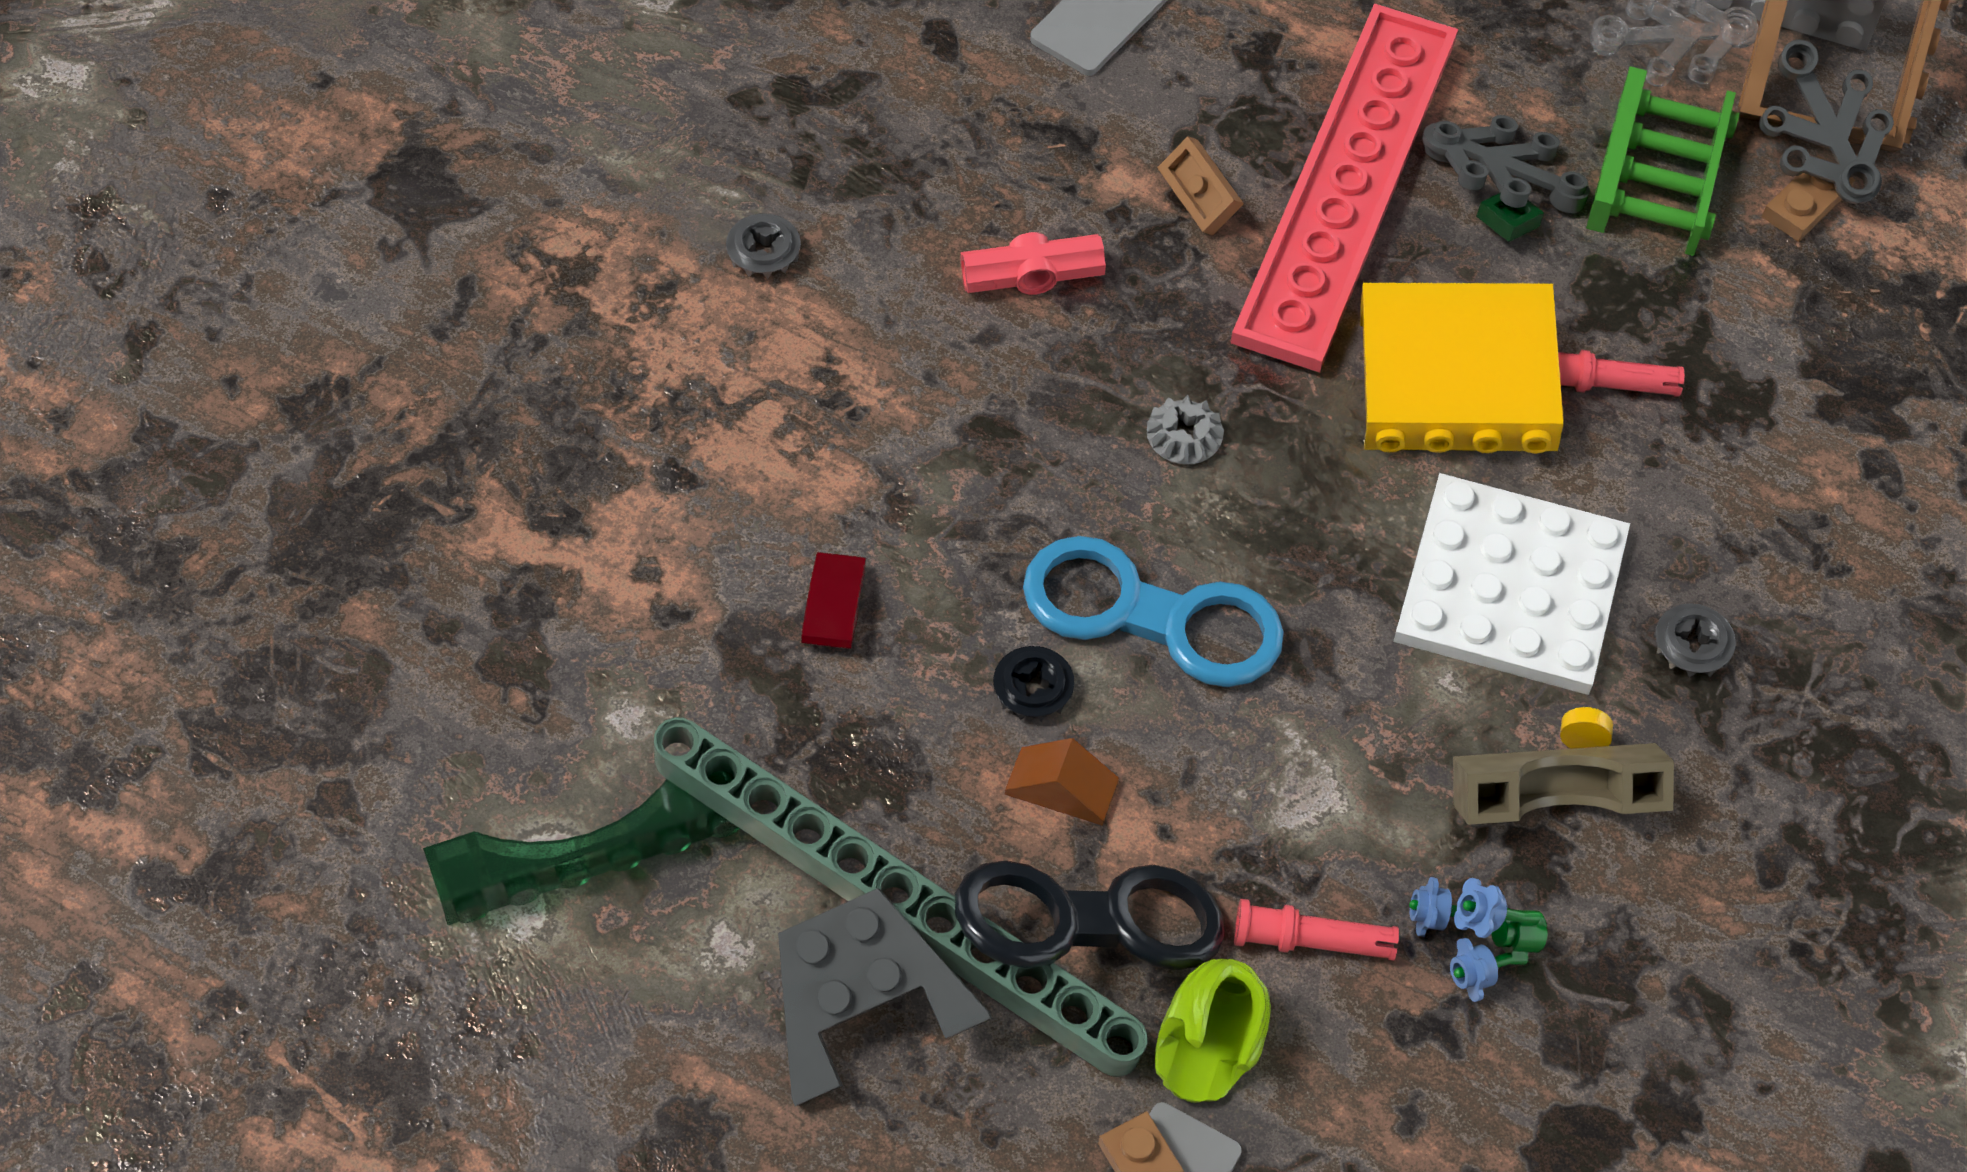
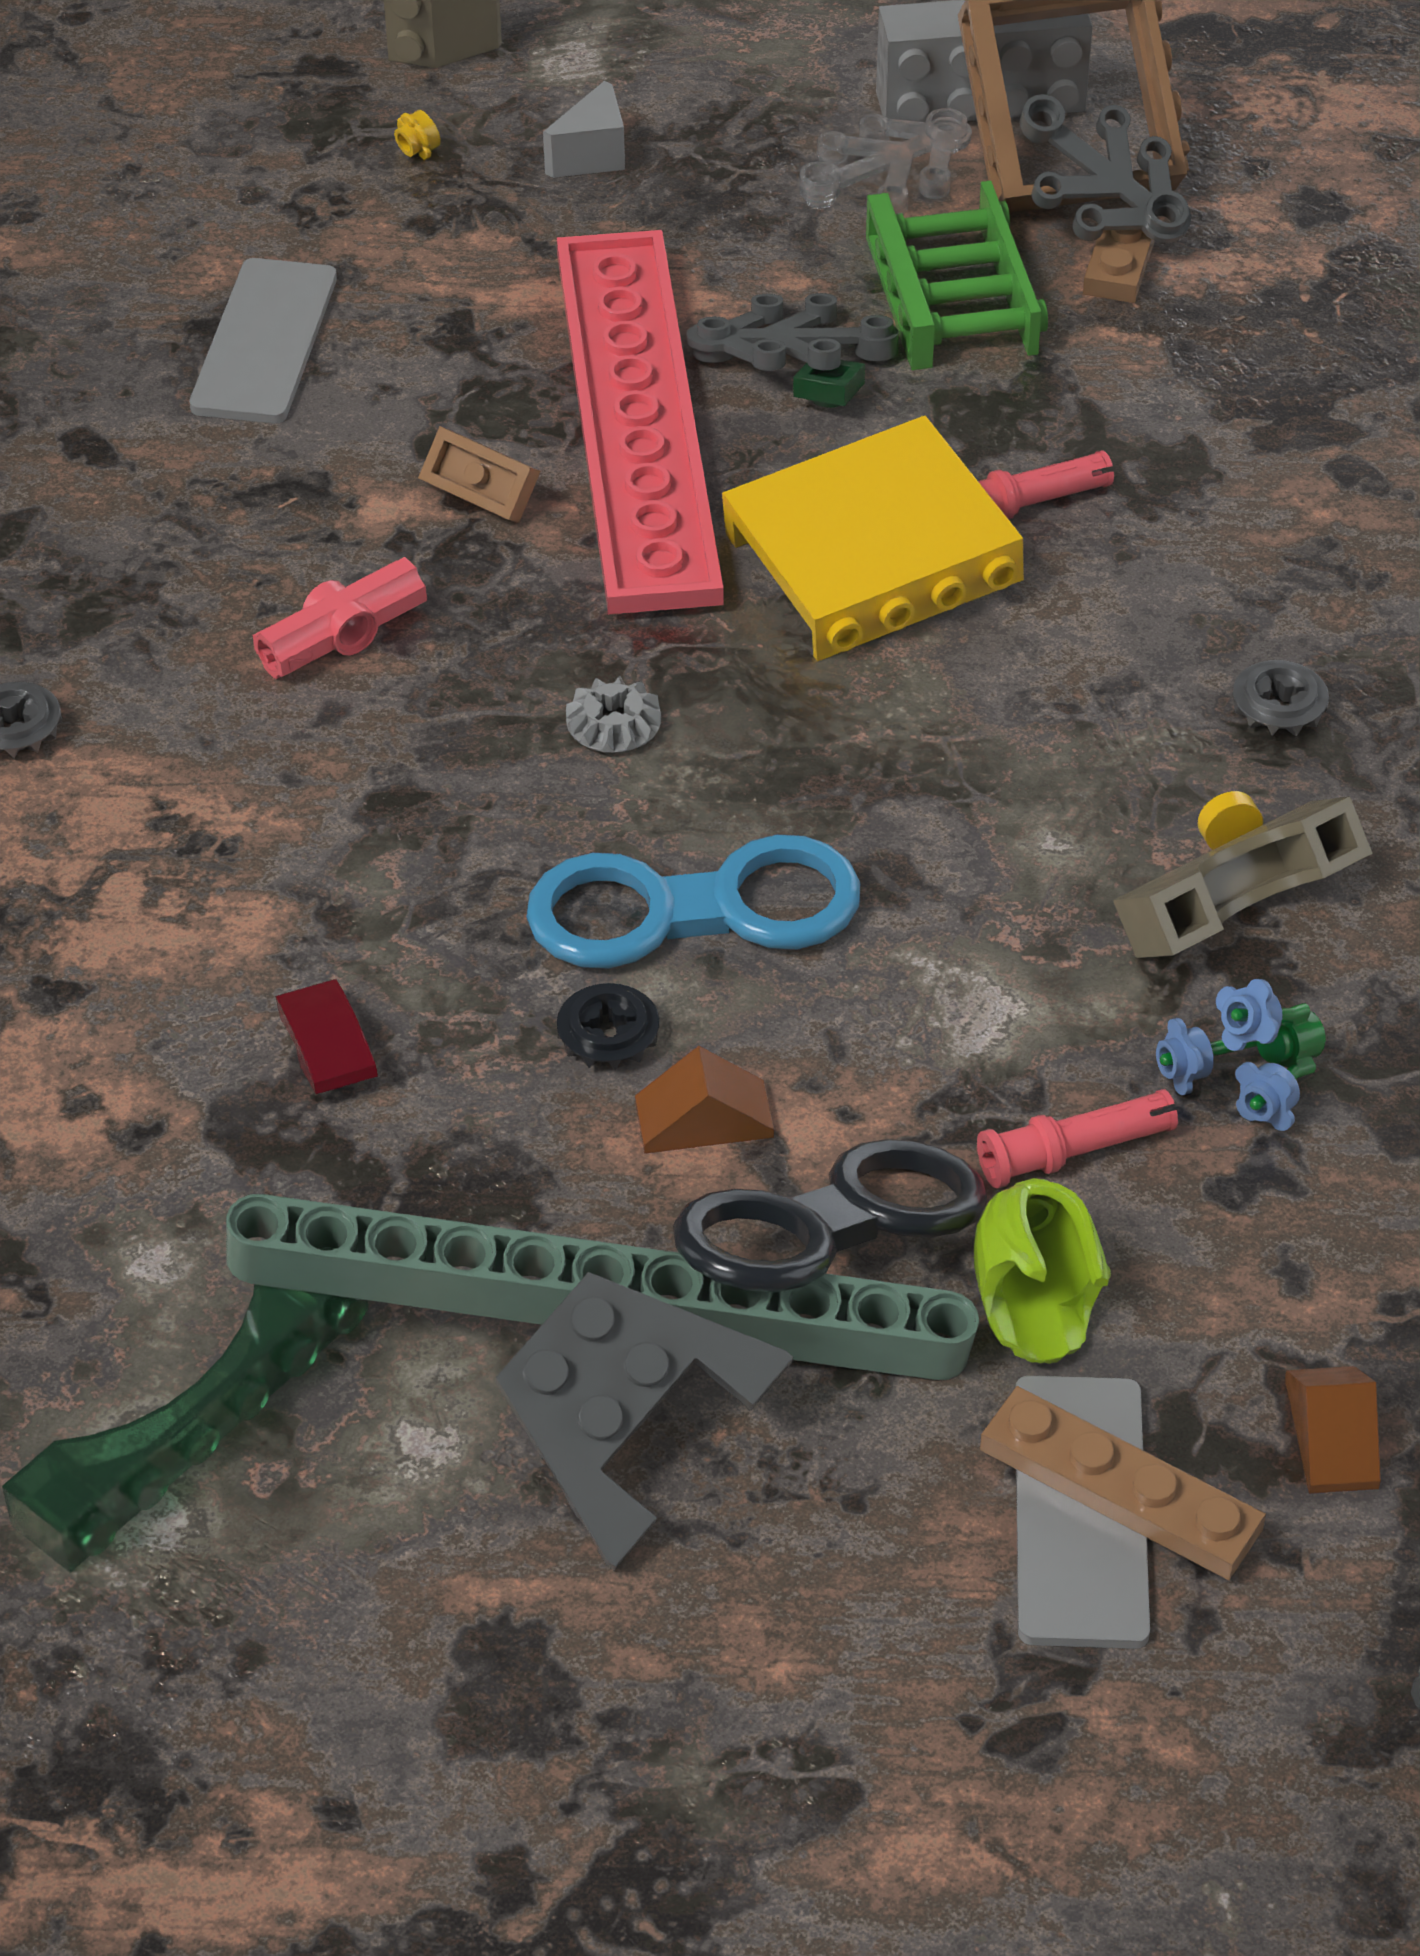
camera: 25 degrees left, 10 degrees down
(1513, 583) = (1059, 722): white plate -> none

